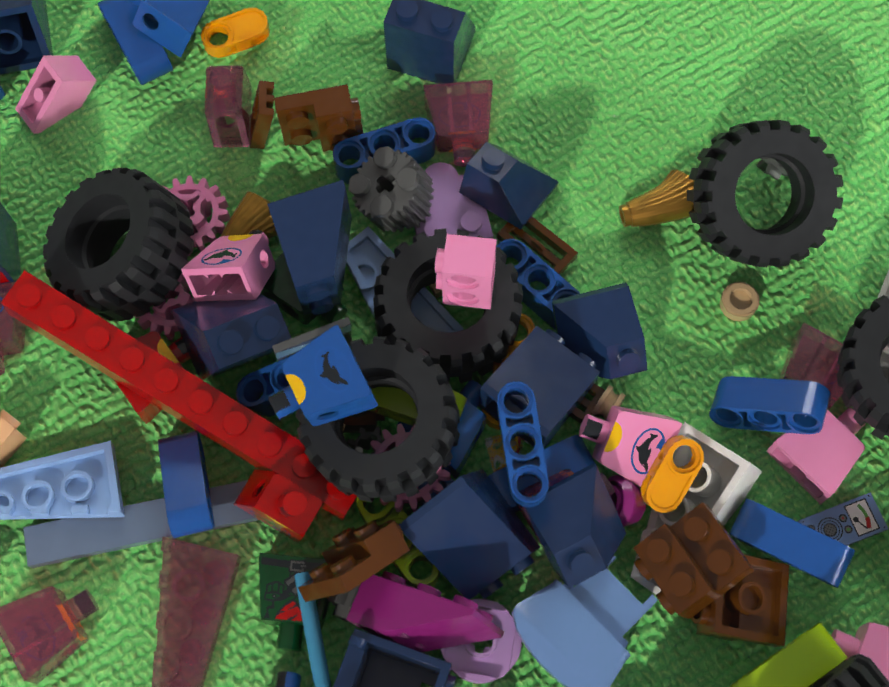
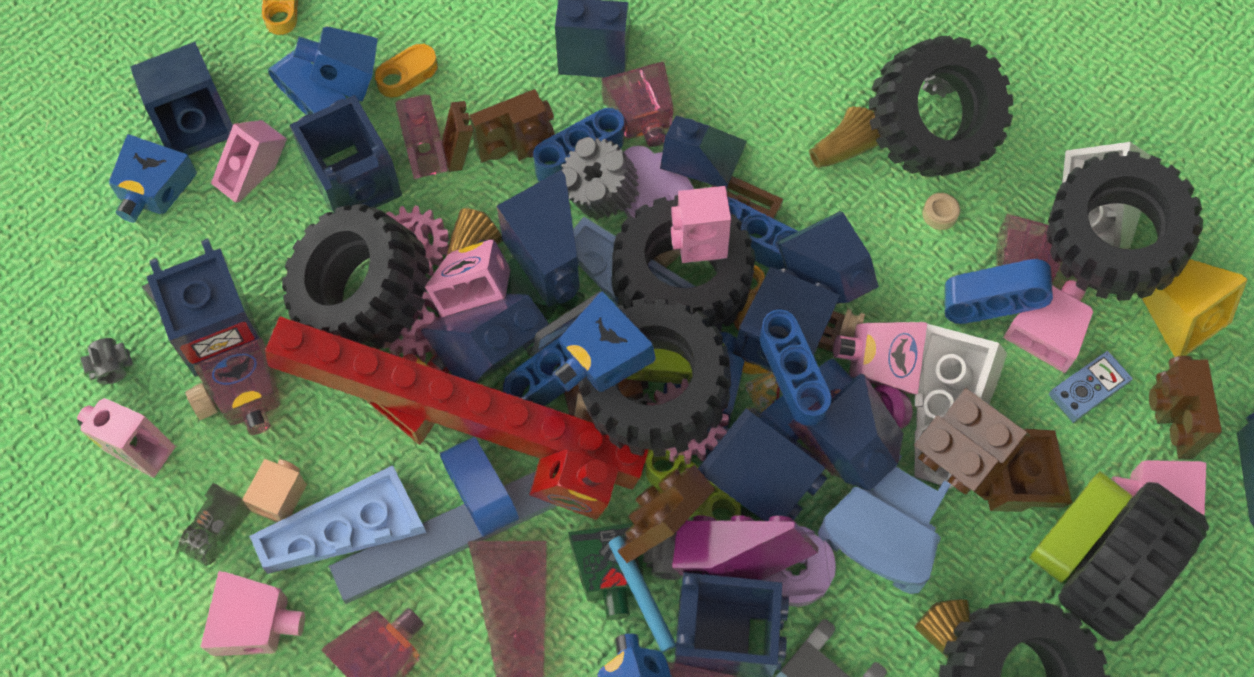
camera: 15 degrees left, 5 degrees down
(152, 139) = (358, 179): none -> dark blue container
(667, 483) = (928, 380): light orange piece -> none
(792, 542) = (1054, 408): blue beam -> none

